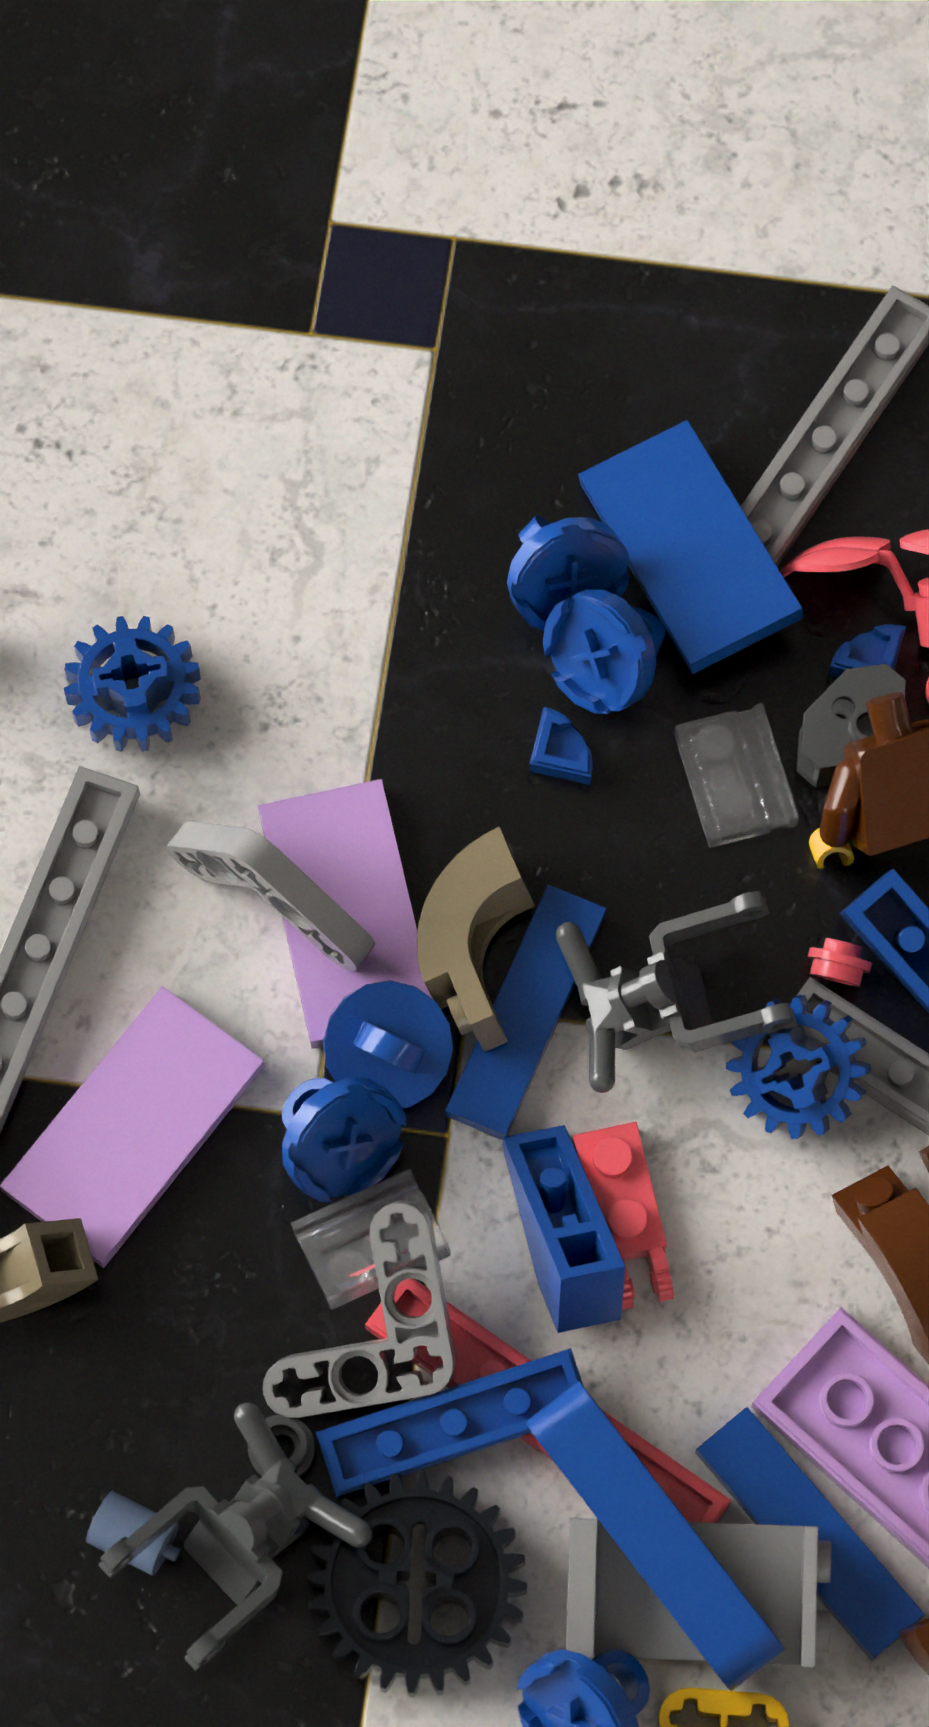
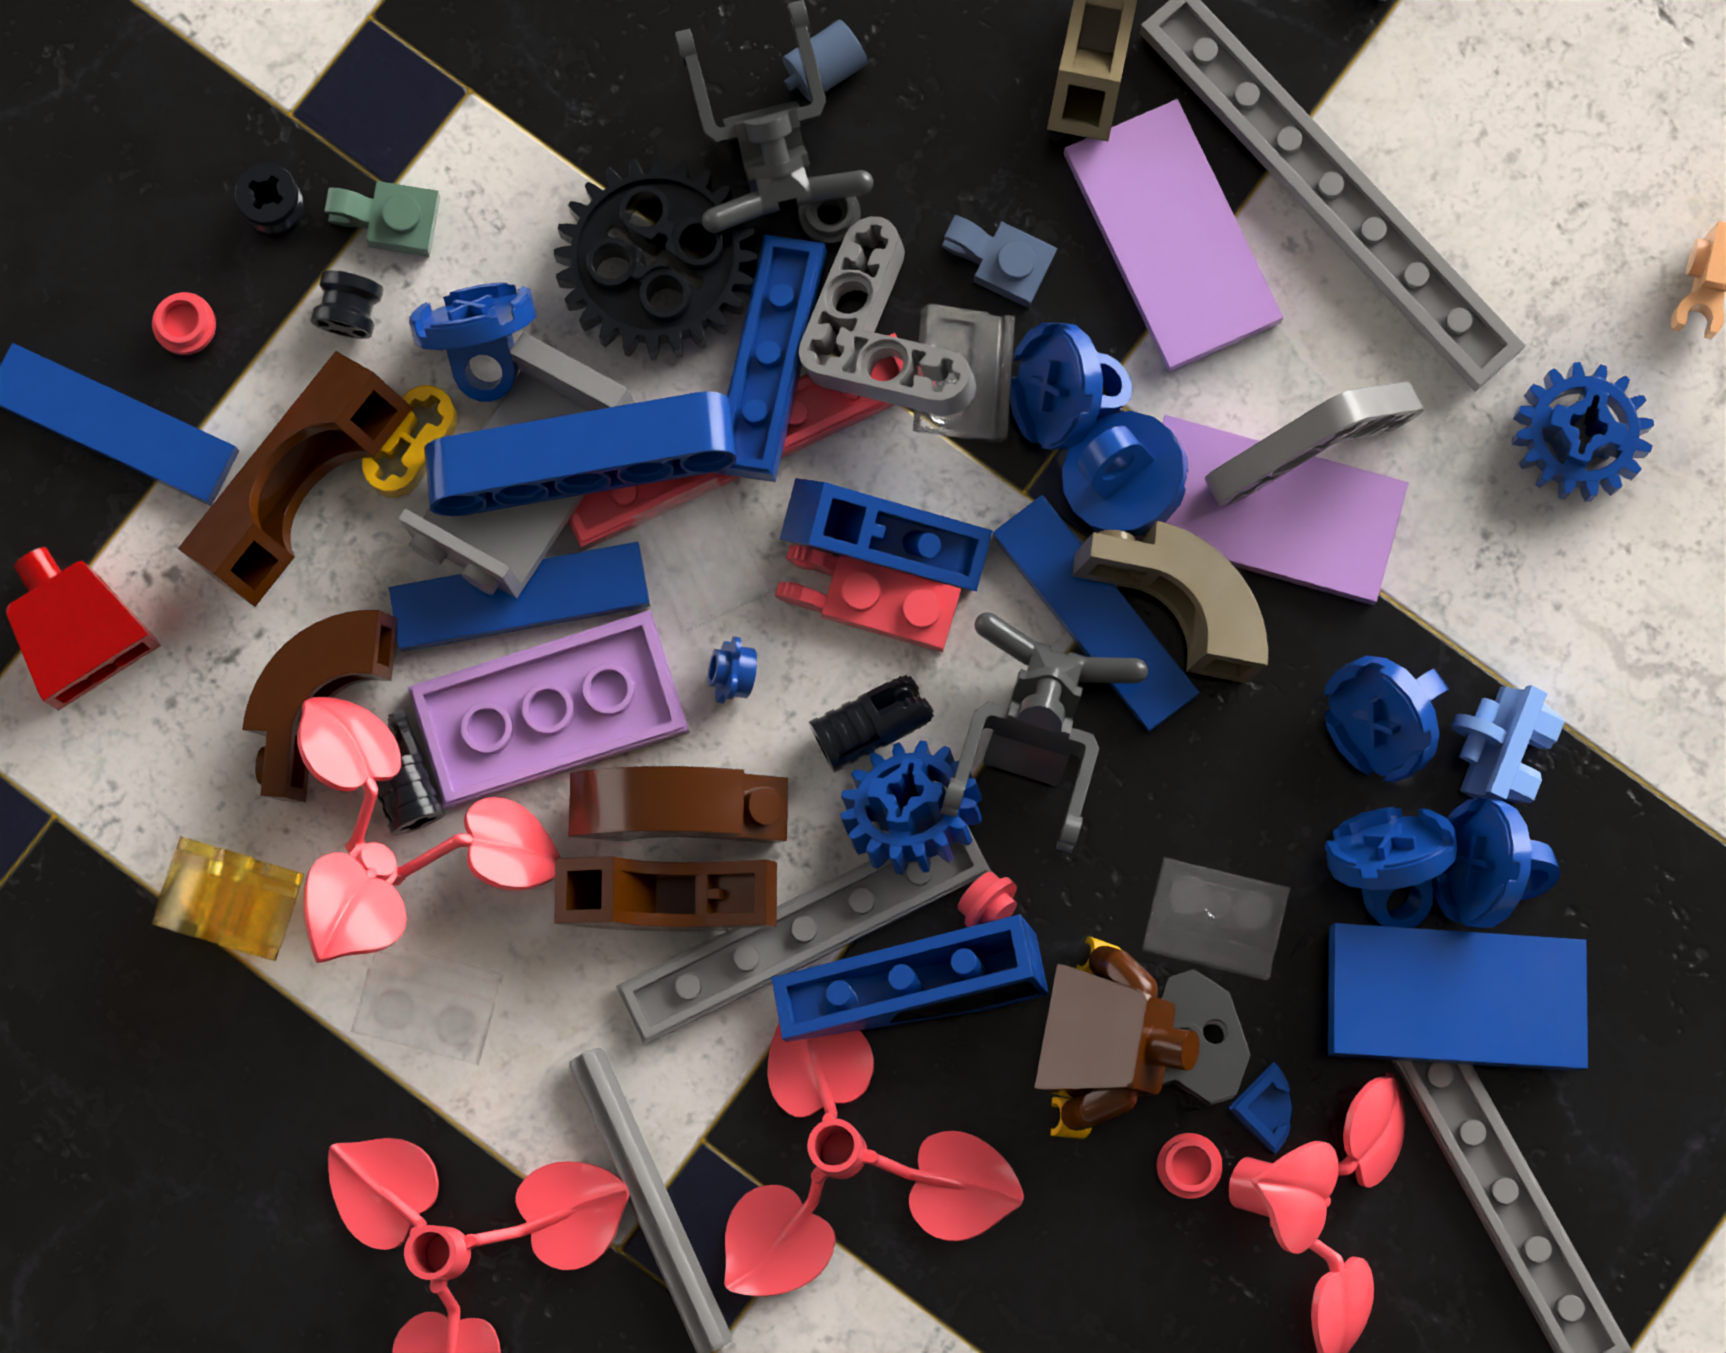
camera: 120 degrees right, 10 degrees up
(238, 1259) = (1009, 262): none -> sand blue plate
(448, 614) = (1498, 742): none -> light blue hips
(485, 712) = (1384, 716): none -> blue tile
(560, 749) = (1324, 778): blue tile -> none
(675, 1384) = (701, 554): none -> clear plate
(750, 1156) = (871, 722): none -> black hinge
(766, 1294) = (732, 670): none -> blue plate

